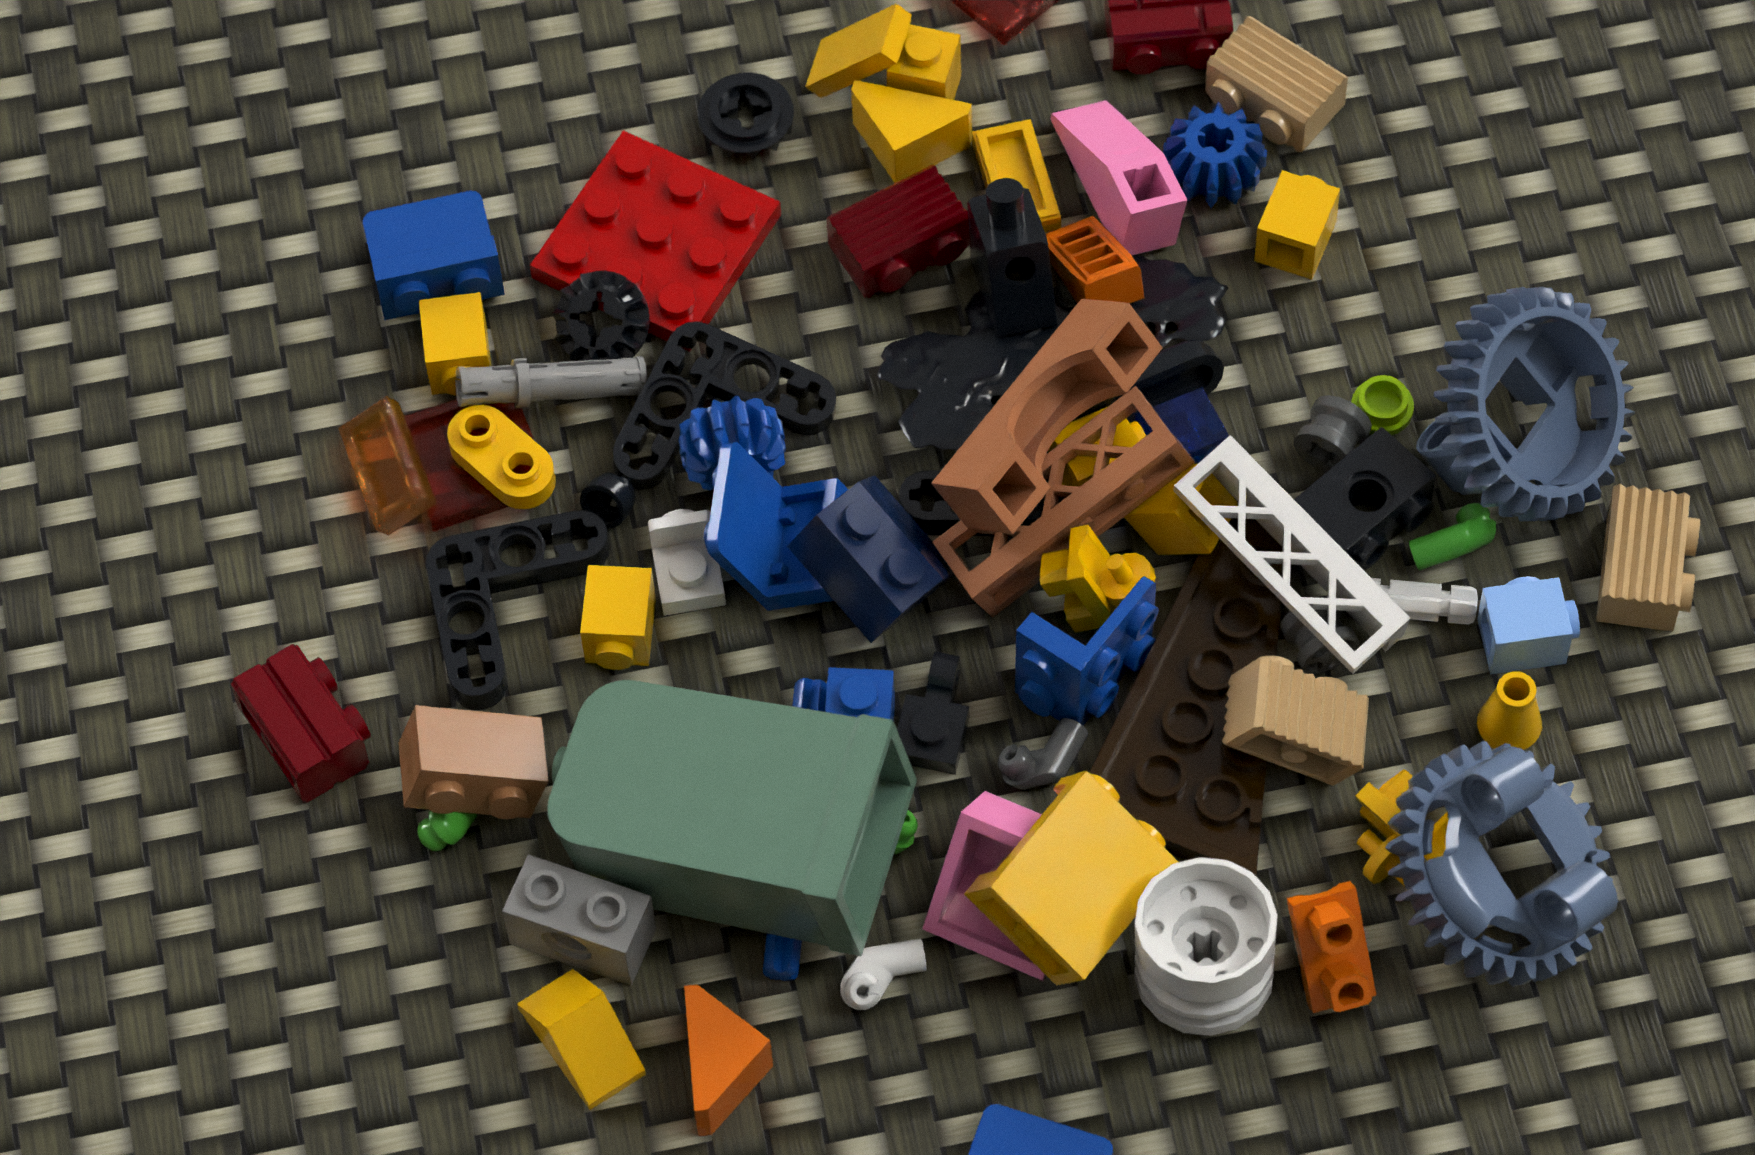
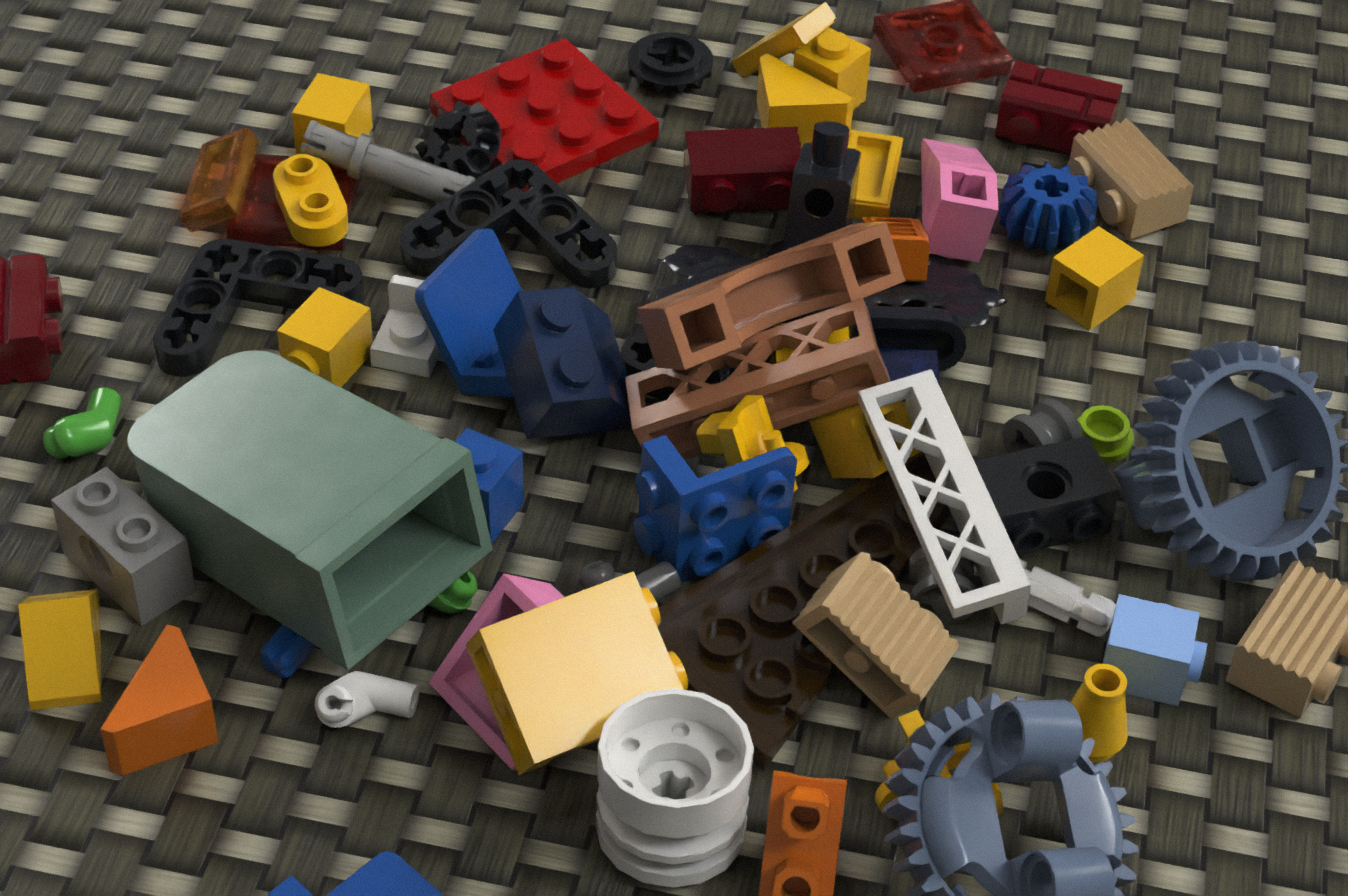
camera: 20 degrees right, 15 degrees down
(432, 252) = (358, 54): blue bracket -> none
(473, 762) = (108, 380): medium nougat piece -> none
(600, 493) = (379, 262): black hinge -> none
(747, 423) = (520, 238): blue gear -> none
(933, 725) = (545, 528): black plate -> none
(1470, 534) = (1131, 560): bright green arm -> none

